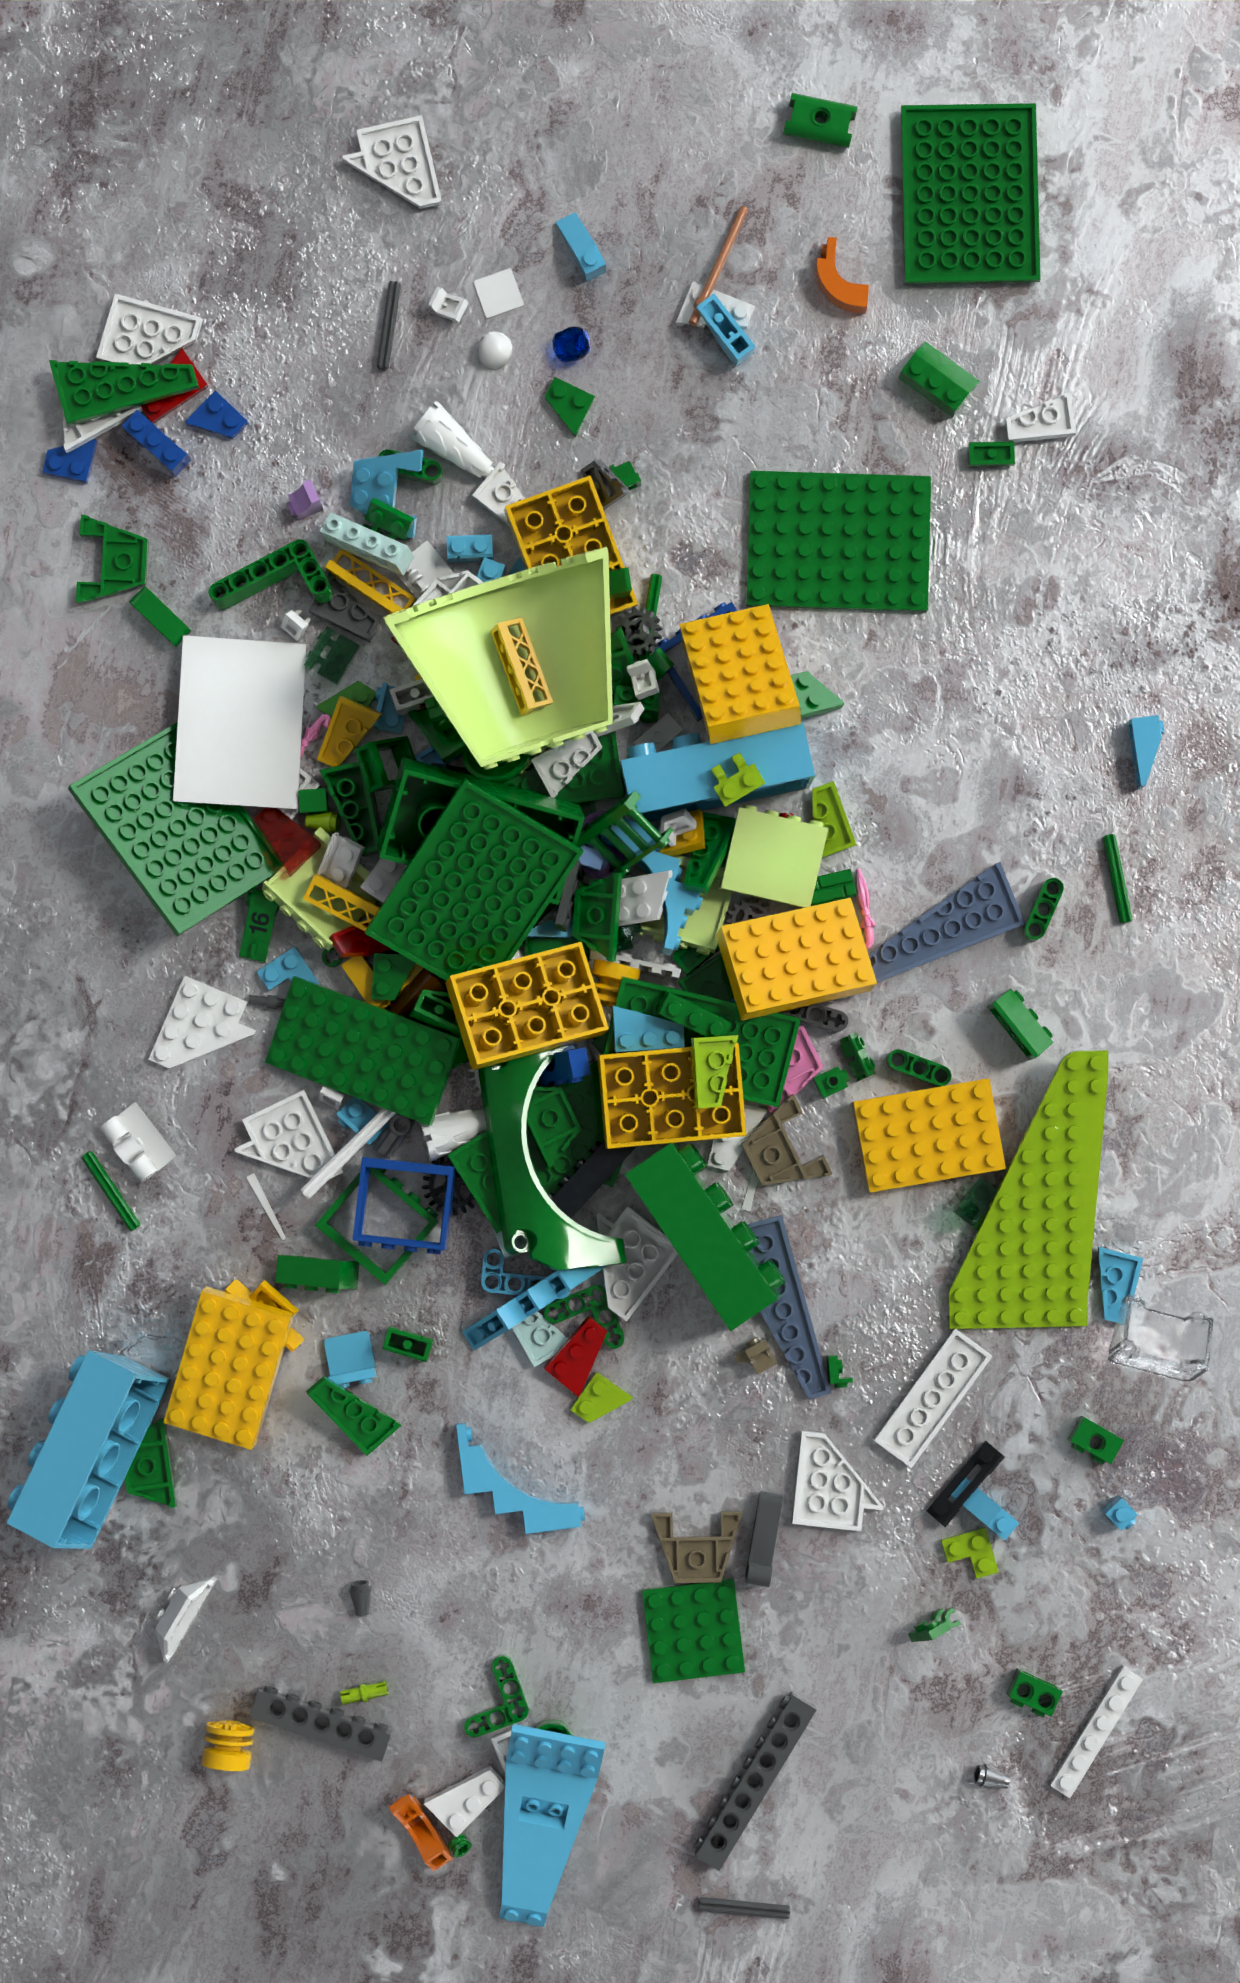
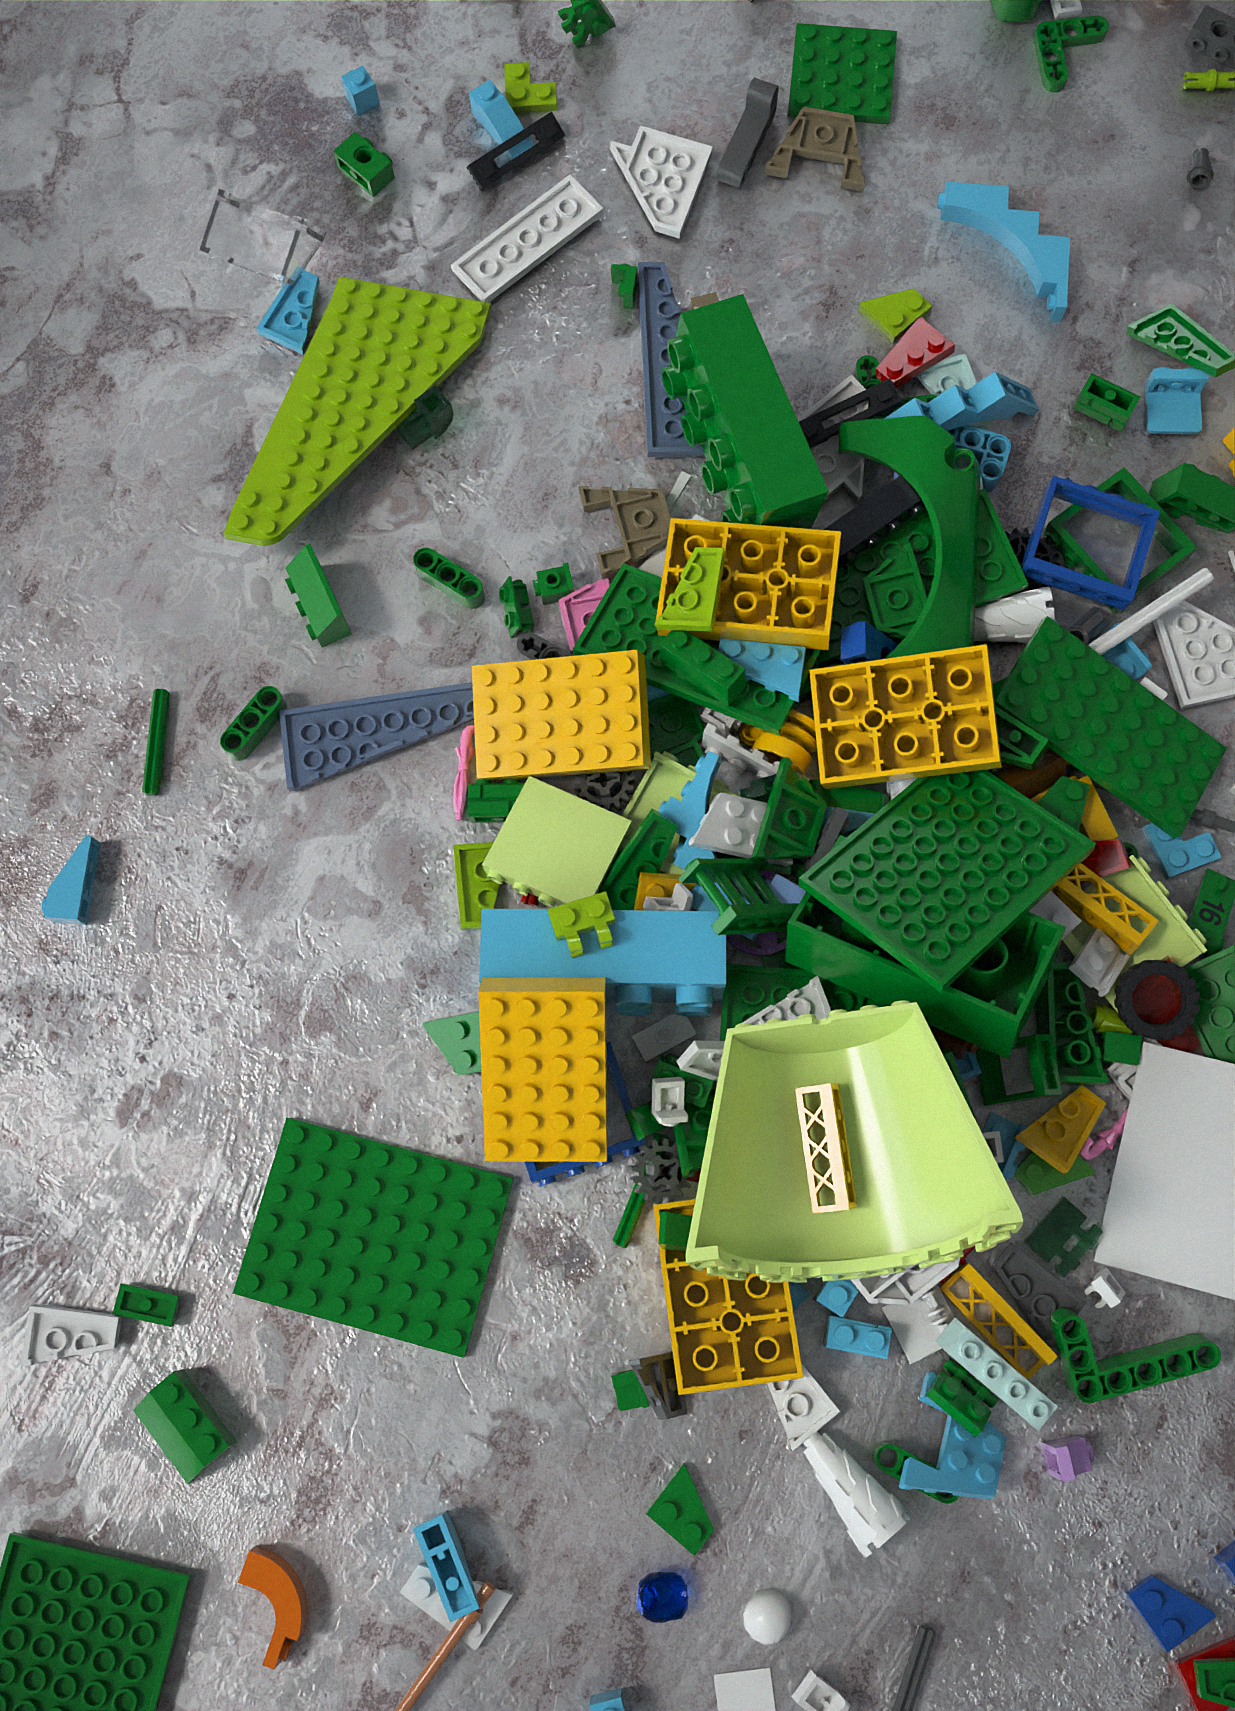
camera: 160 degrees left, 10 degrees down
(292, 816) = (1185, 1014): none -> black tyre
(596, 1301) = (882, 399): none -> black container
(928, 1135) = (458, 502): yellow brick -> none

